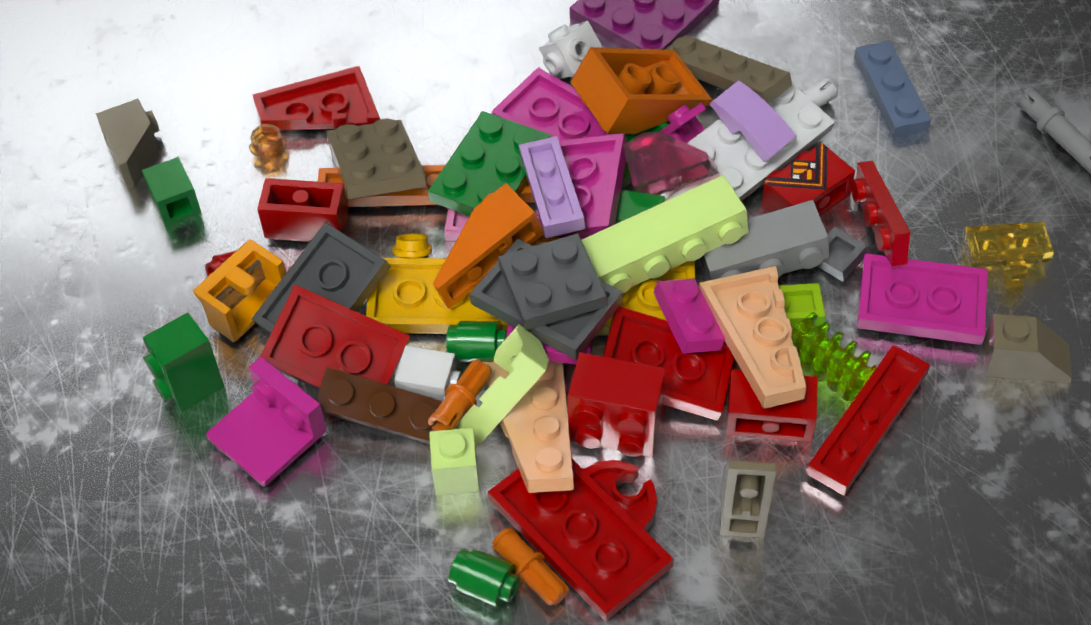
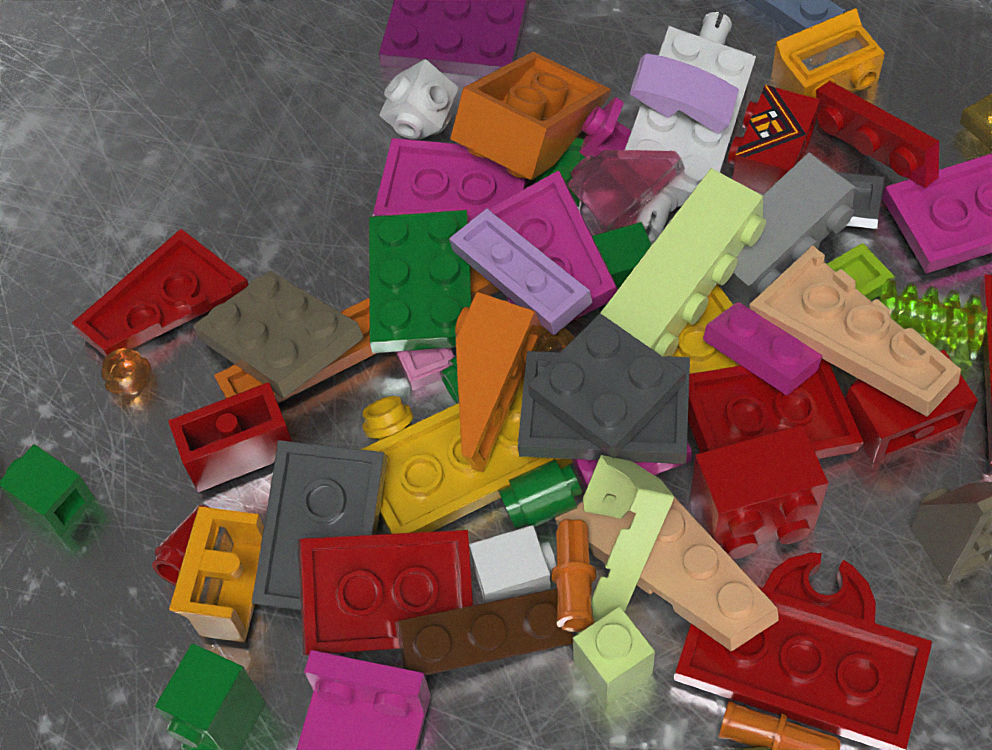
camera: 25 degrees left, 5 degrees up
(726, 67) = (610, 46): dark tan plate -> none
(893, 143) = (828, 51): none -> light orange window

